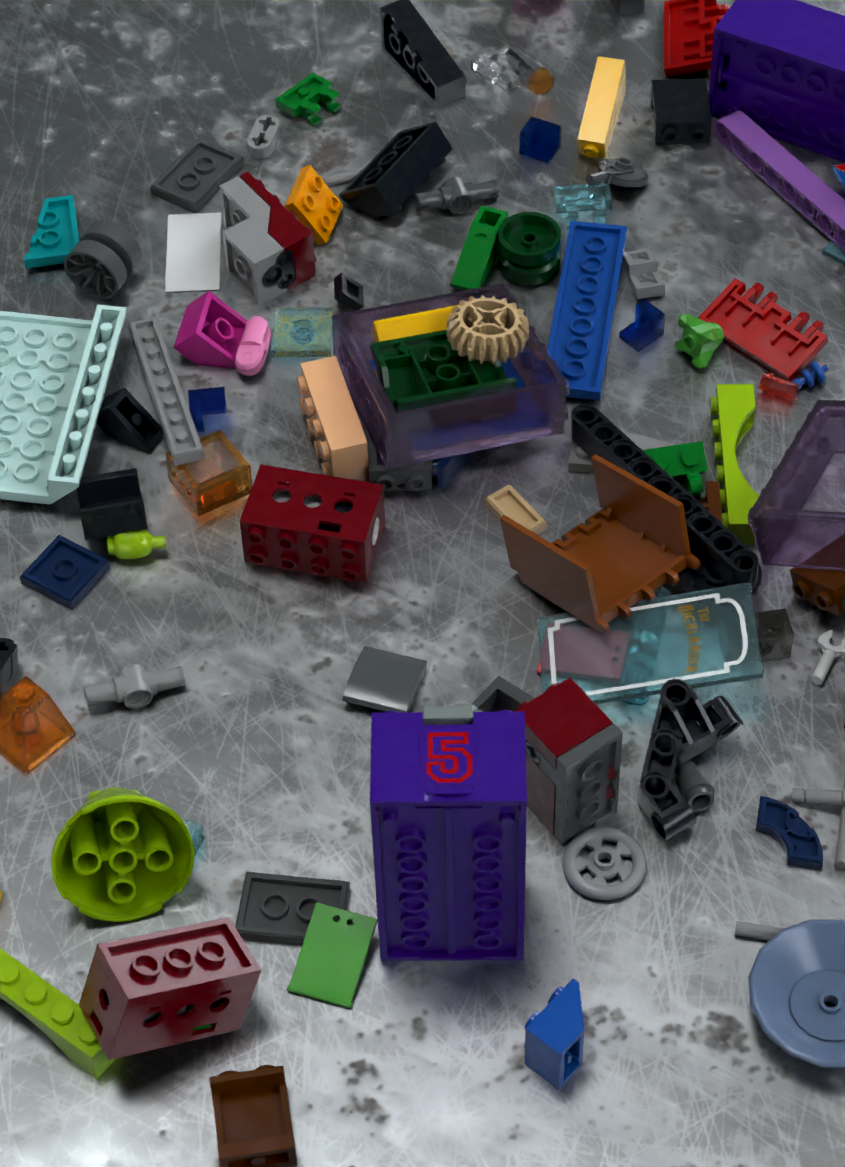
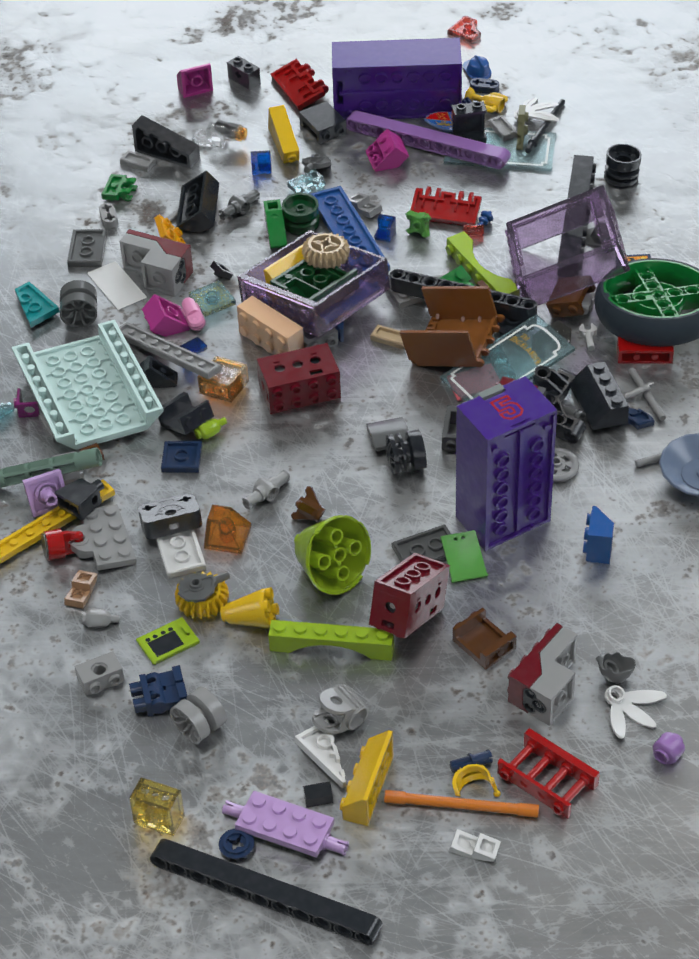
camera: 30 degrees left, 5 degrees down
(166, 747) = (308, 507): none -> reddish brown rock
(355, 719) = (408, 451): none -> black wheel
(371, 67) = (137, 161): none -> light grey tile
(741, 198) = (387, 151): none -> dark pink slope
(757, 778) = (600, 396): none -> black slope

